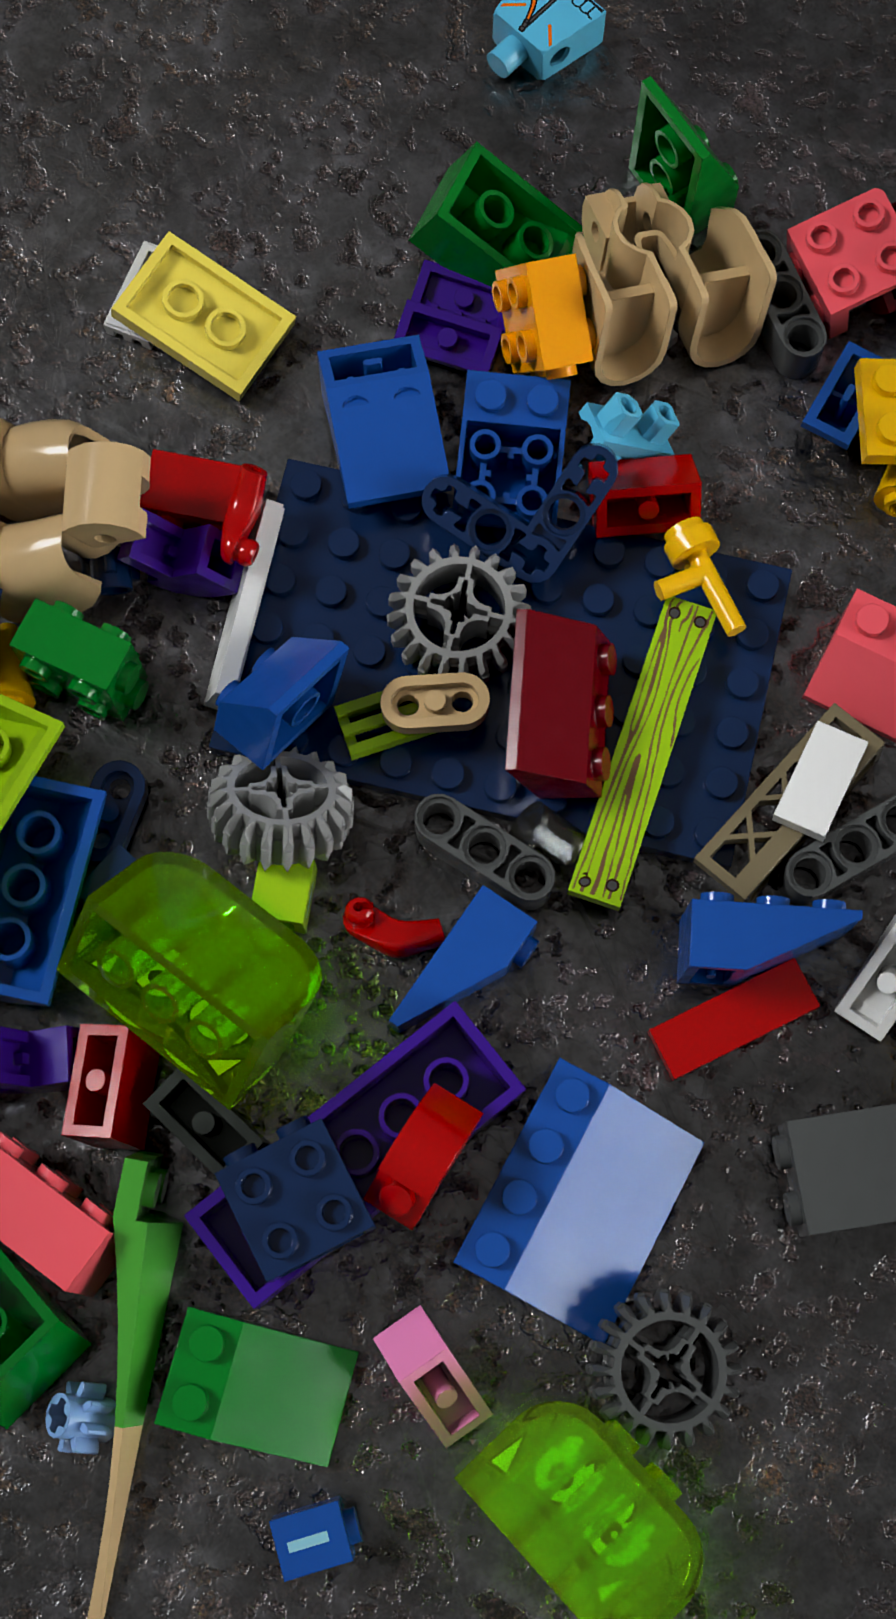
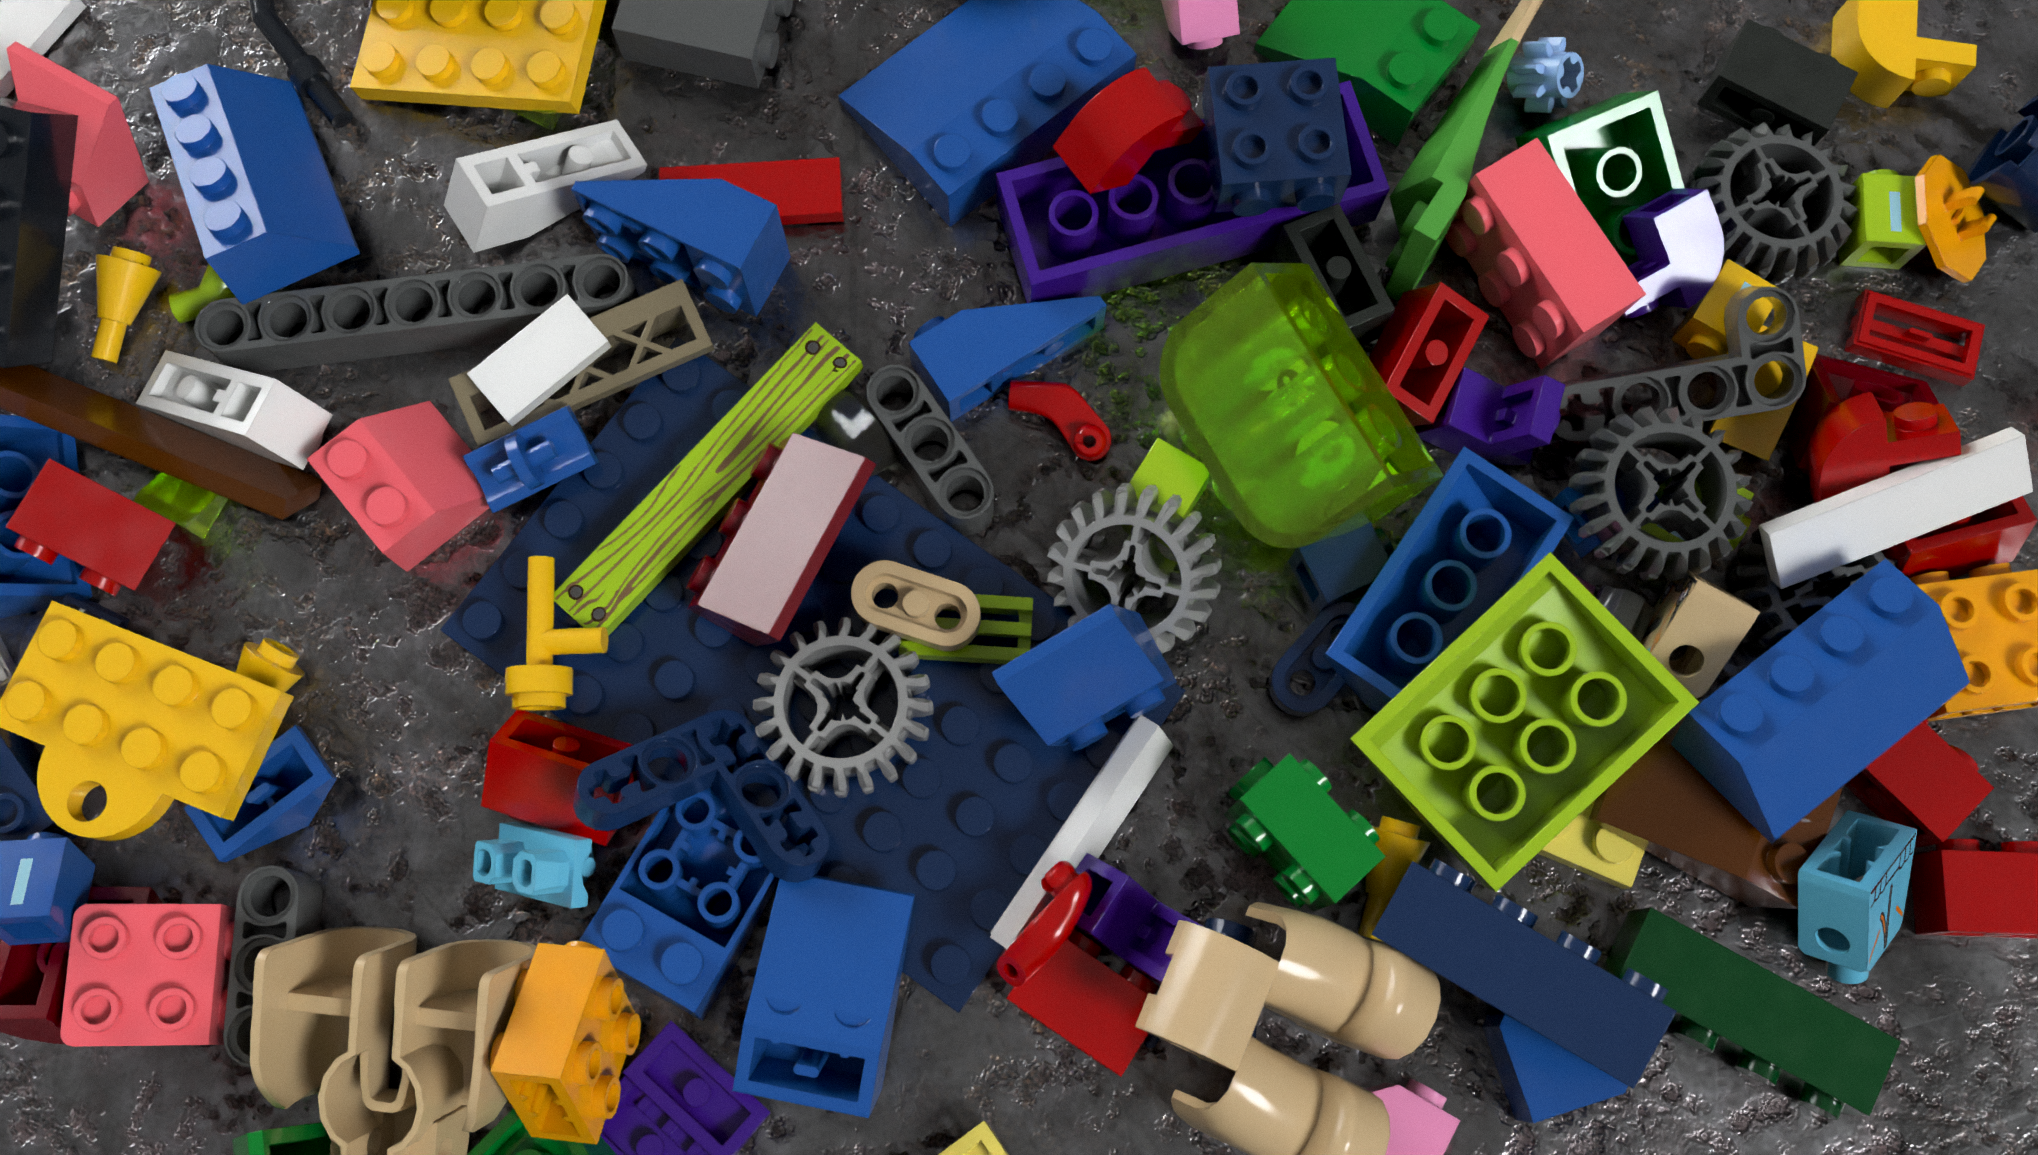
camera: 160 degrees left, 0 degrees up
(787, 712) = (531, 458): none -> blue hips

